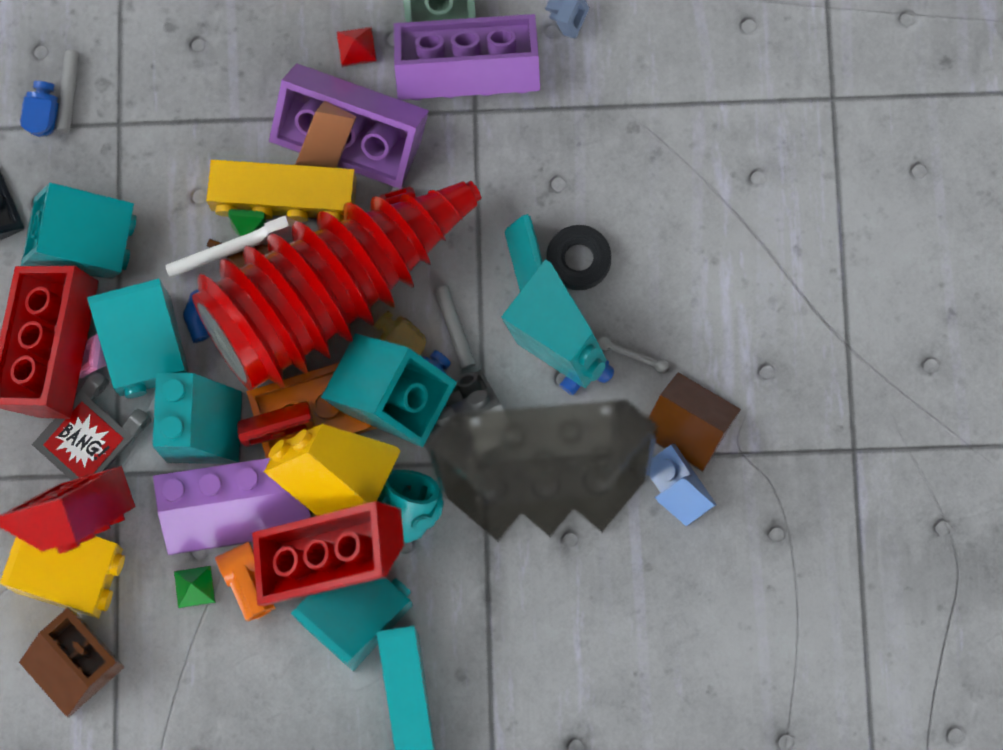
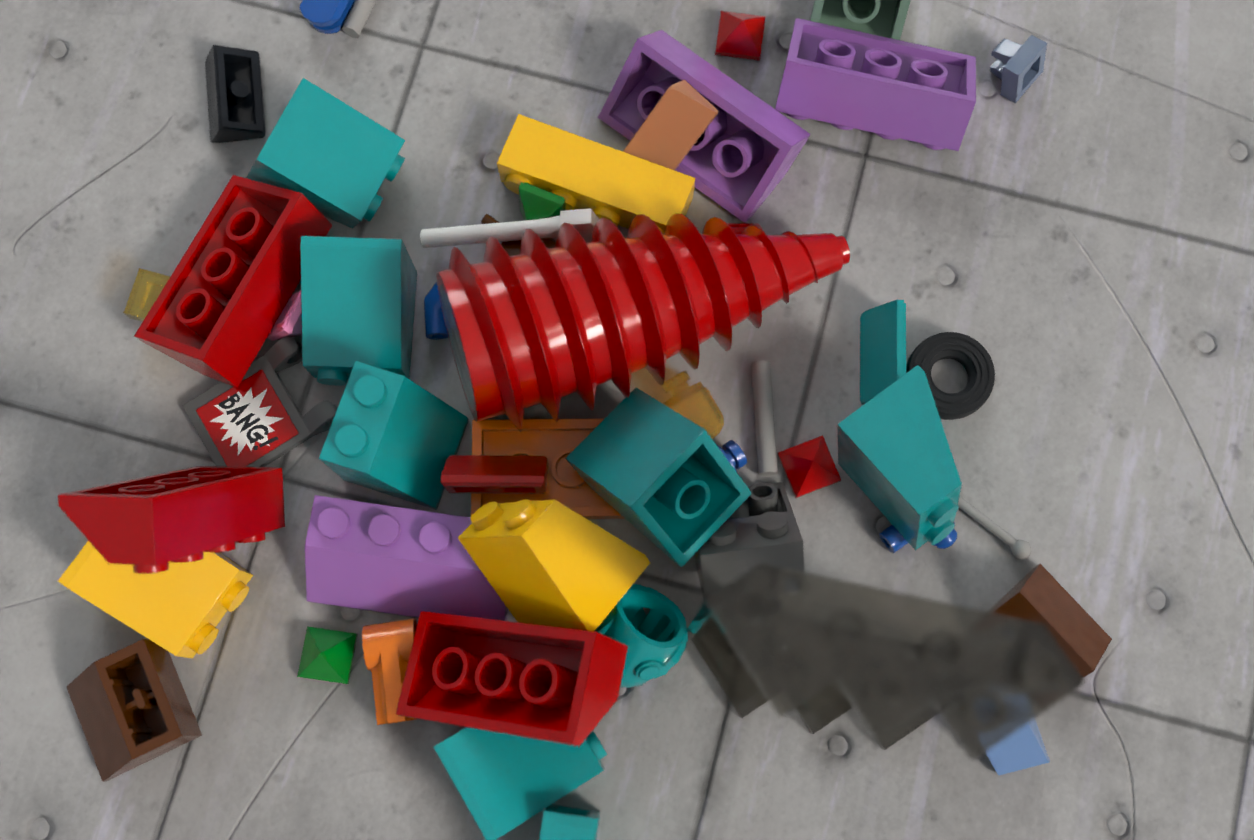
camera: 10 degrees right, 0 degrees up
(496, 352) = (809, 466): none -> red slope

